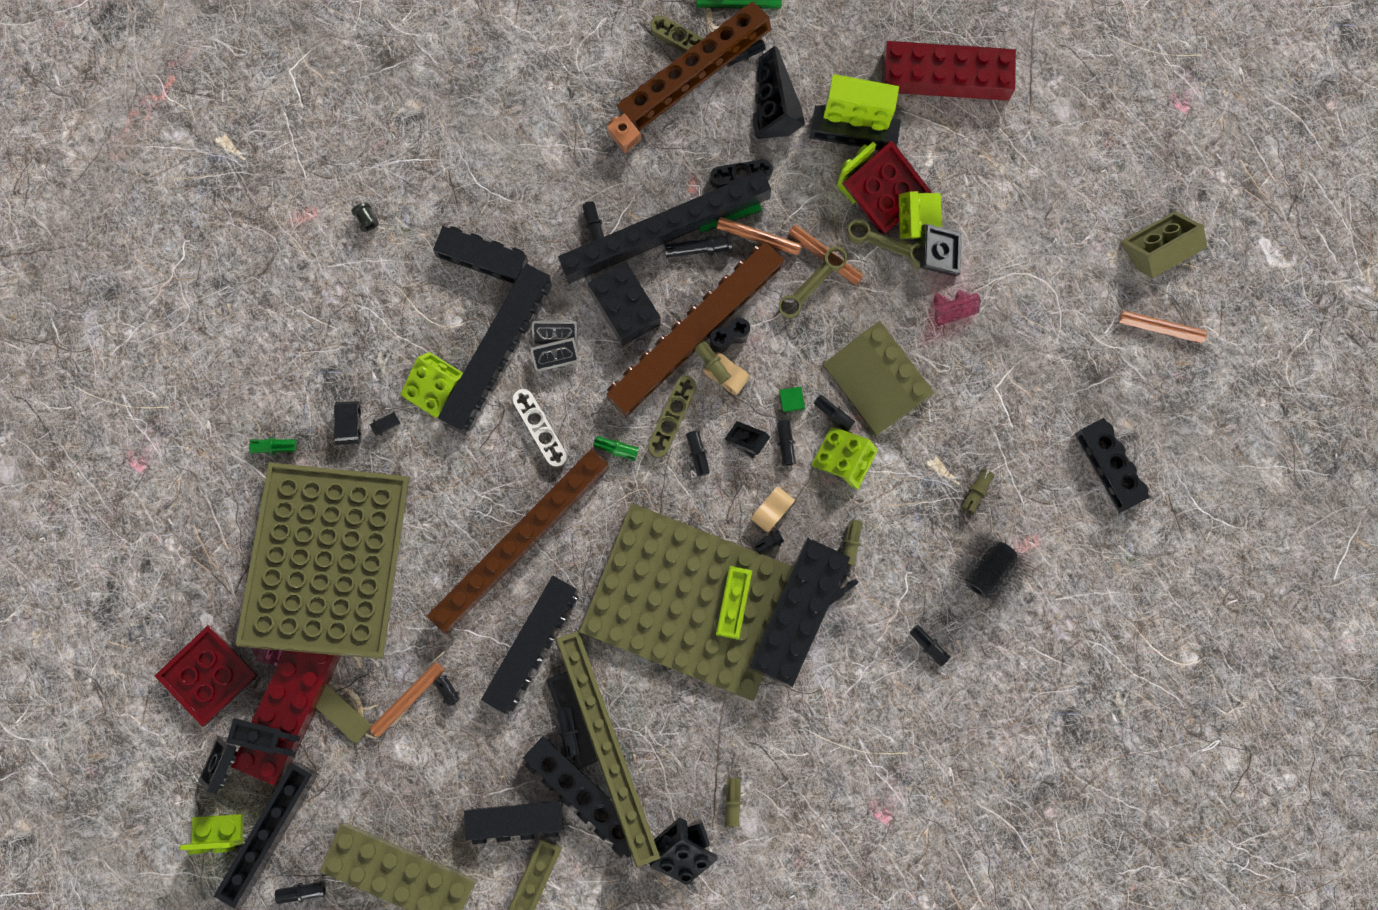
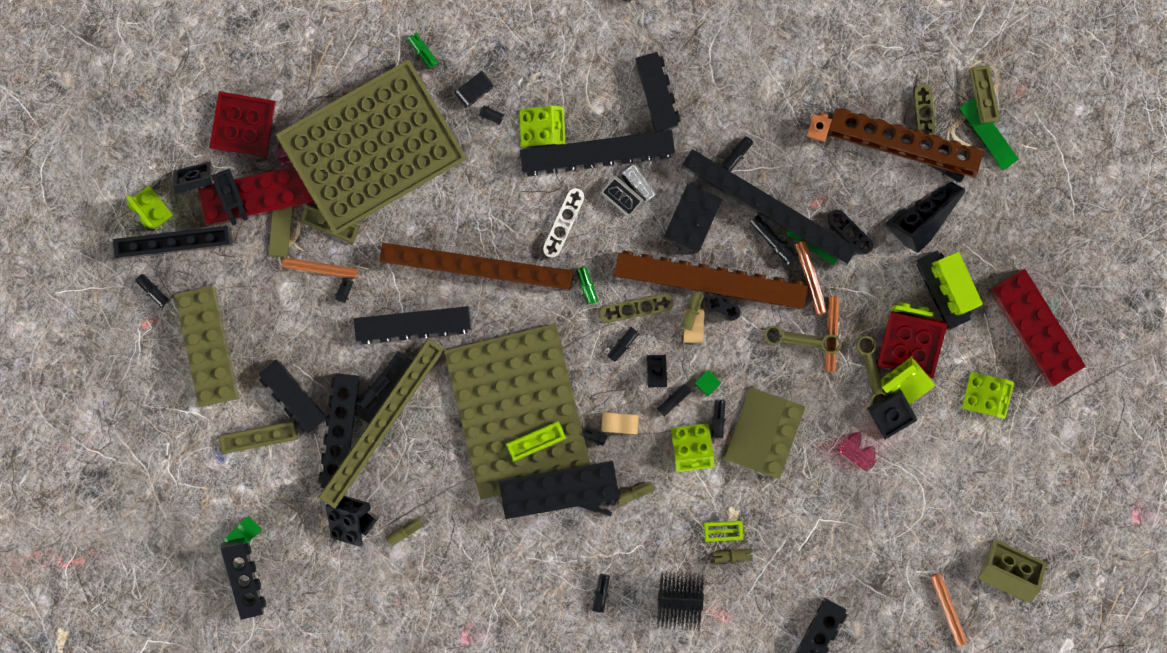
camera: 60 degrees right, 10 degrees up
(358, 667) = (314, 218): none -> olive tile
(936, 500) = (723, 523): none -> lime tile
(979, 156) = (988, 395): none -> lime bracket

